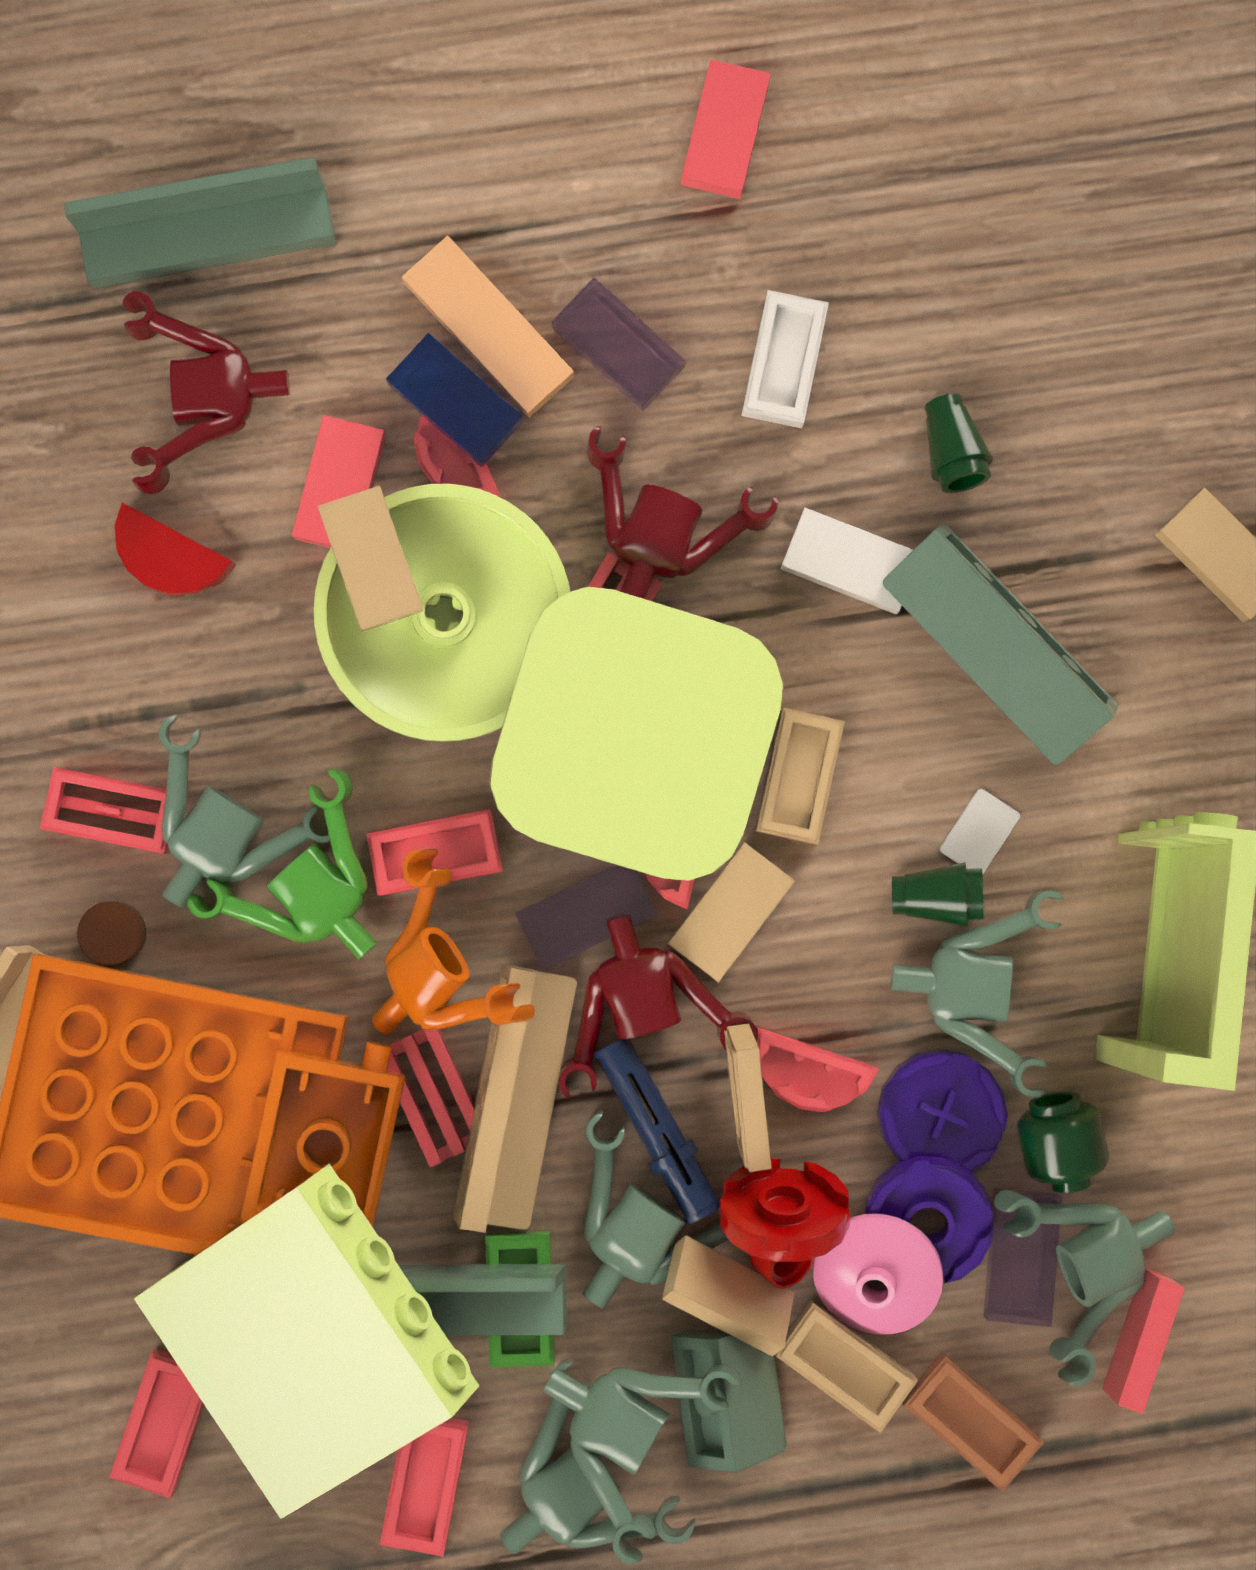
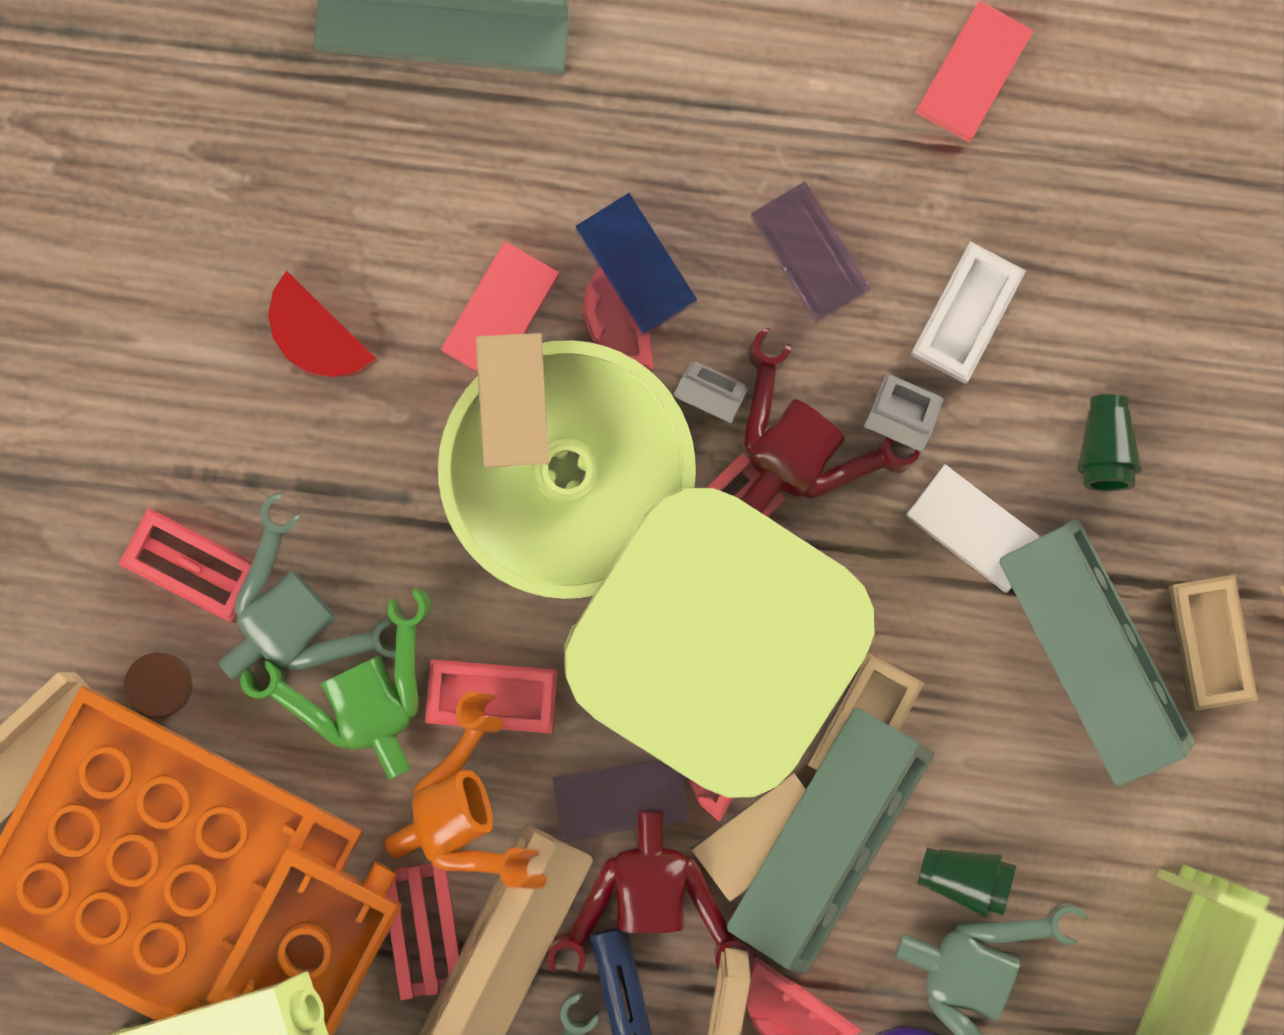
camera: 15 degrees right, 0 degrees up
(205, 391) = (396, 183): dark red piece -> none
(488, 326) = (688, 199): light nougat tile -> none
(561, 501) = (711, 391): none -> light grey tile
(751, 469) = (904, 412): none -> light grey tile
(798, 896) = (830, 841): none -> sand green panel
(980, 831) = (1025, 827): white sticker -> none
(1107, 604) = (1212, 643): none -> tan tile

